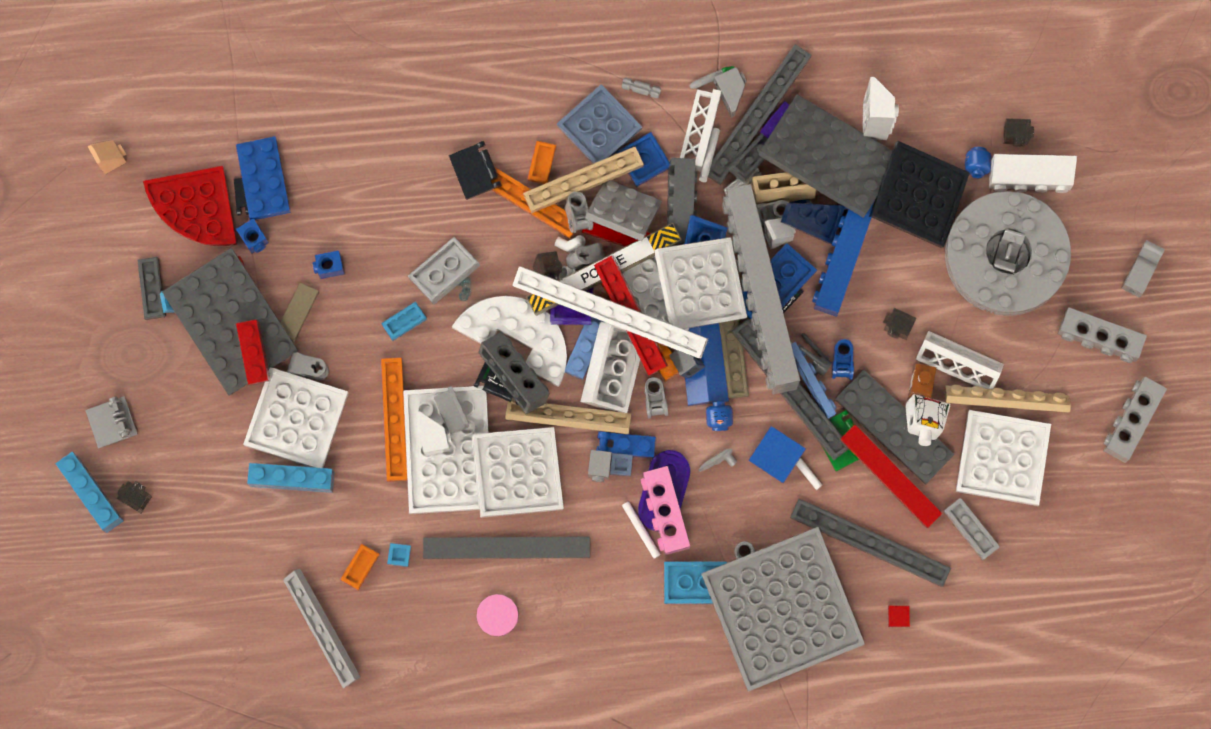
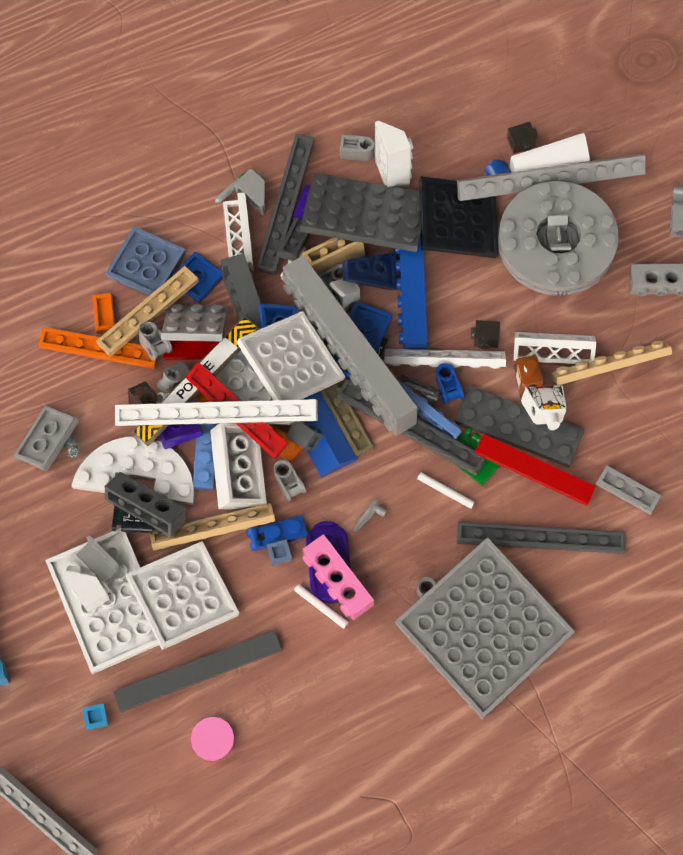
camera: 20 degrees left, 10 degrees down
(360, 567) = (60, 743): orange tile -> none
(394, 419) = (46, 591): orange plate -> none
(404, 321) = (24, 497): dark azure plate -> none
(474, 170) = (43, 339): black piece -> none
(571, 245) = (156, 374): white arm -> none
(599, 465) = (258, 560): light grey brick -> none
(641, 87) = (171, 217): light grey axle -> none
(685, 583) = (383, 639): dark azure plate -> none
(709, 155) = (255, 251): white bar -> none
(719, 416) = (354, 474): blue head -> none
(777, 454) = (422, 489): blue tile -> none
(845, 80) = (357, 148): none -> light grey piece
(855, 334) = (434, 358): none -> white plate
(898, 616) = (595, 594): red tile -> none
(1003, 458) = (630, 416): white plate -> none
(1039, 188) = (574, 173): none -> light grey plate

